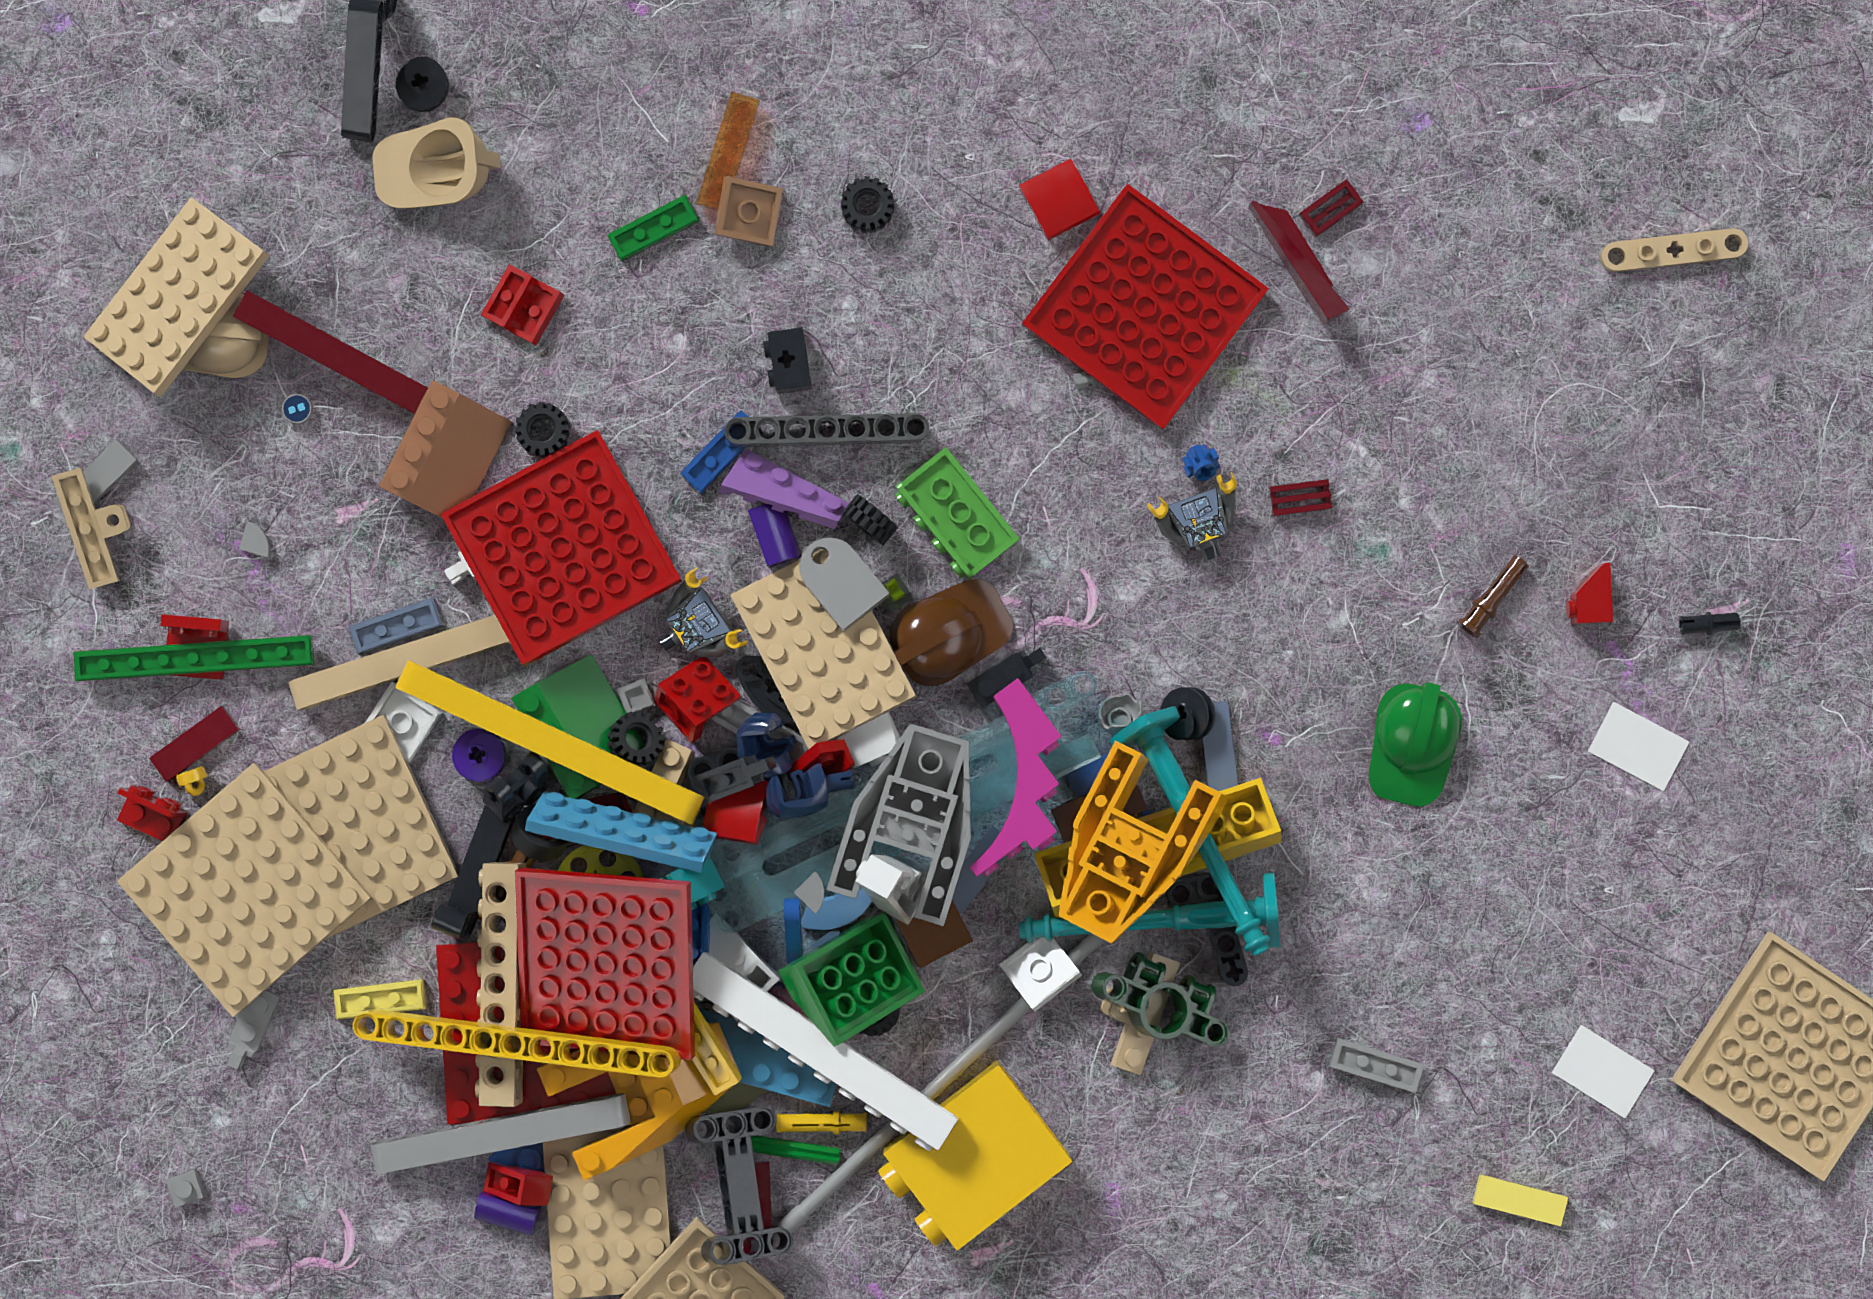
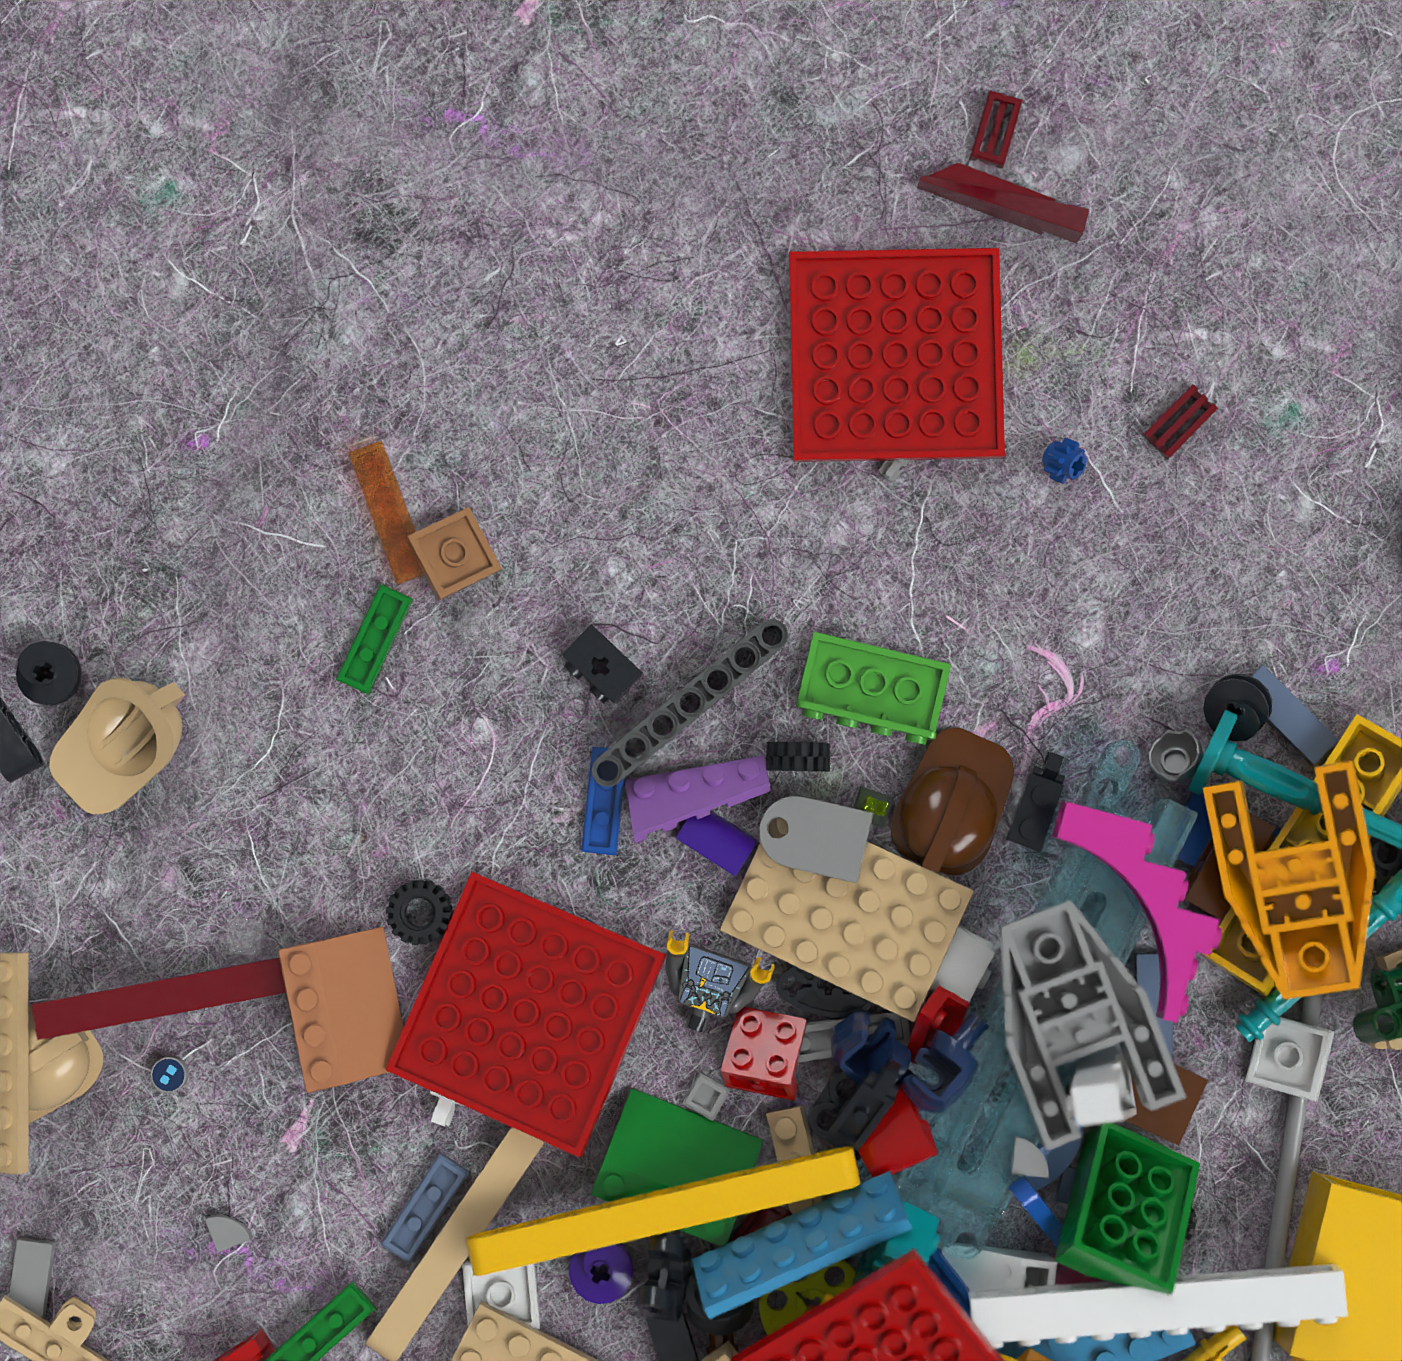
camera: 40 degrees left, 0 degrees up
(522, 305) = (307, 808): red slope -> none
(646, 727) = (738, 1118): black tyre -> none
(863, 187) = (550, 441): black tyre -> none
(1059, 199) = (737, 316): red slope -> none
(1199, 518) = (1104, 513): torso -> none

